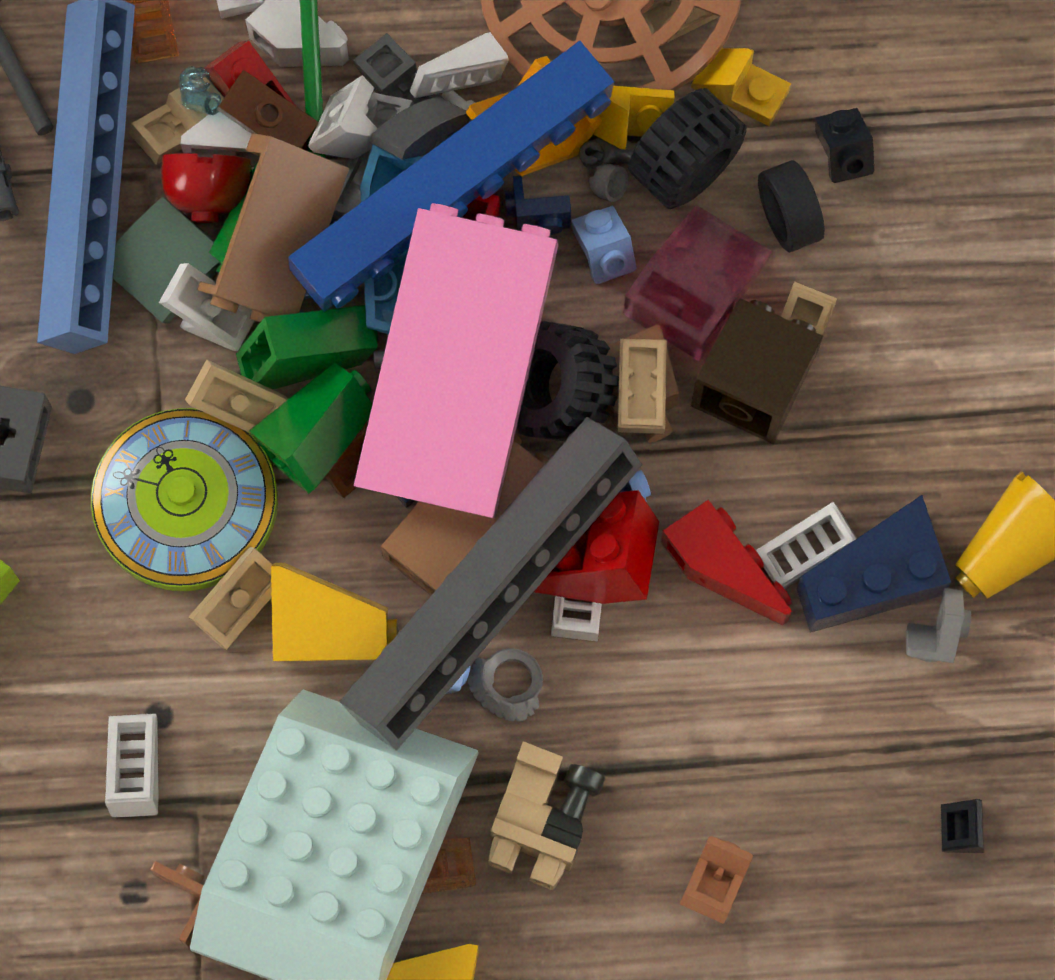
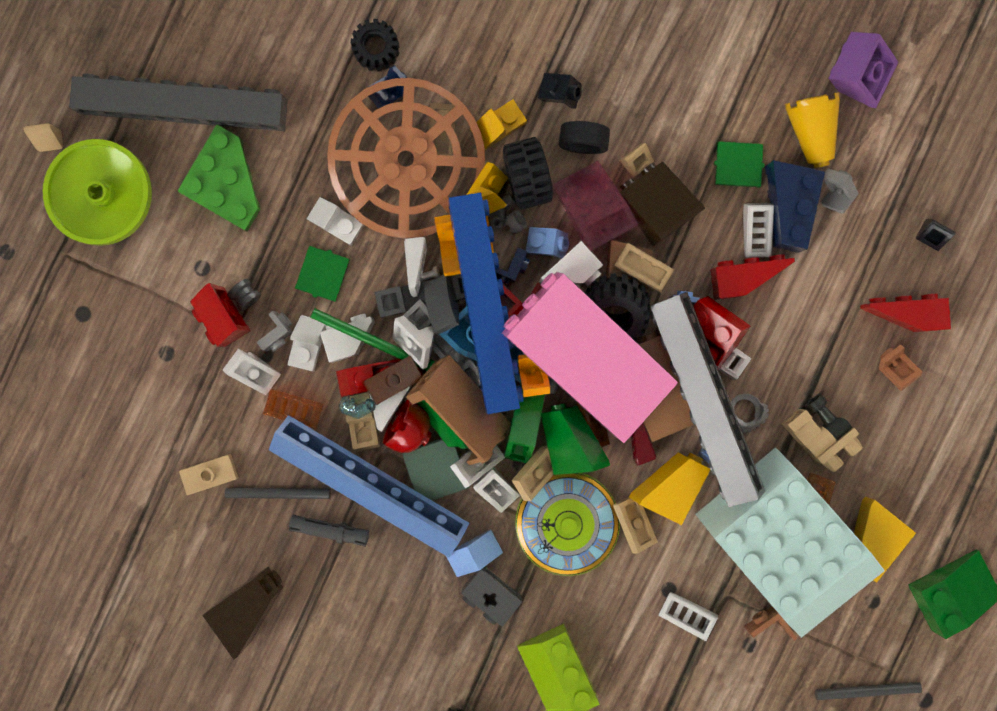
camera: 65 degrees left, 15 degrees up
(65, 382) = (475, 554): none -> light blue slope
(179, 356) = (496, 489): none -> white slope
(362, 546) = (642, 446): none -> dark red slope
(375, 304) = (532, 378): none -> light orange bracket
(586, 289) = (578, 265): none -> white slope
(817, 862) = (914, 315): none -> red slope
(893, 466) = (739, 164): none -> green piece

